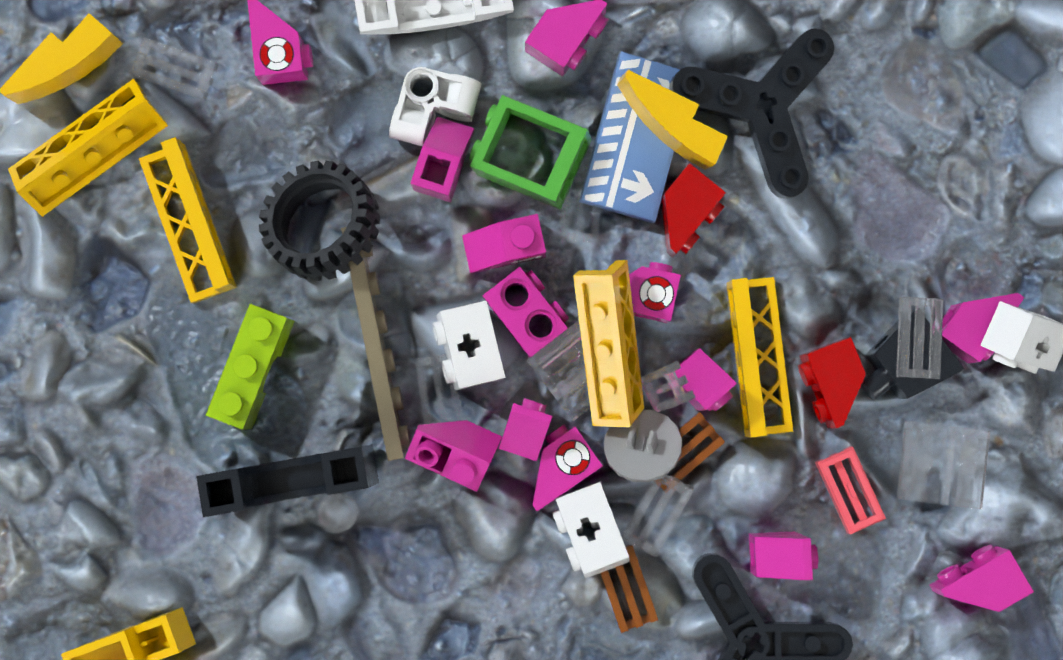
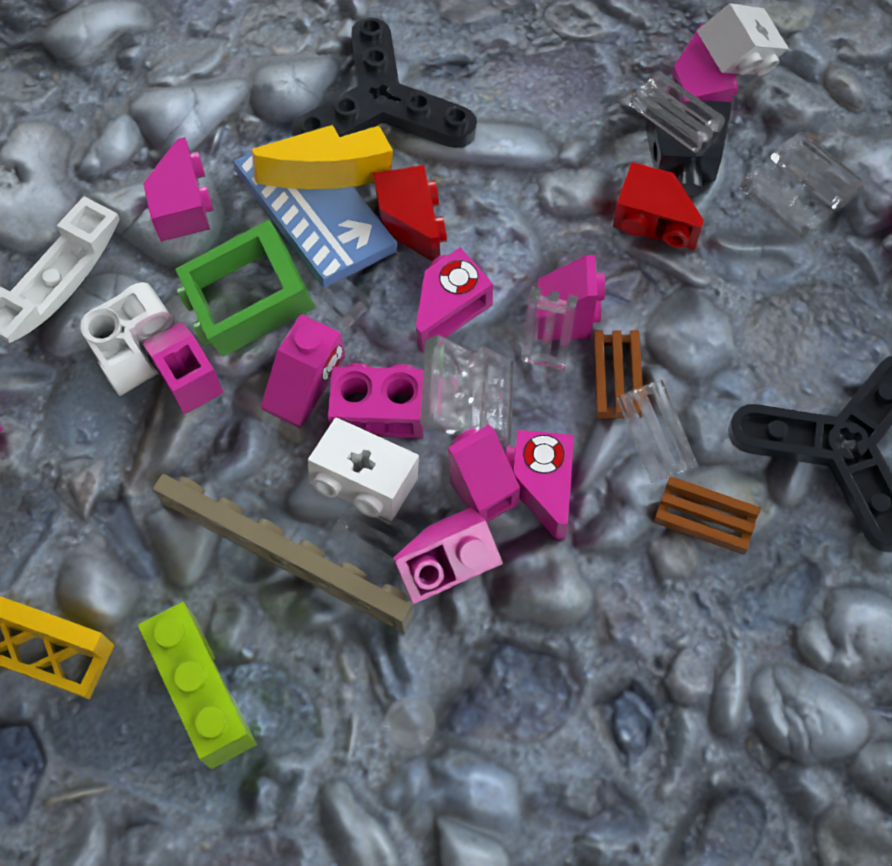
camera: 45 degrees left, 20 degrees down
(287, 479) = (303, 783): black arch -> none
(293, 194) = (90, 488): black tyre -> none
(591, 507) = (627, 495): white brick -> none
(609, 345) = (468, 343): yellow fence -> none
(645, 449) = (584, 396): light grey piece -> none
(747, 352) = (559, 247): yellow fence -> none
(782, 555) = (783, 350): dark pink slope -> none
(836, 460) = (765, 274): coral tile -> none

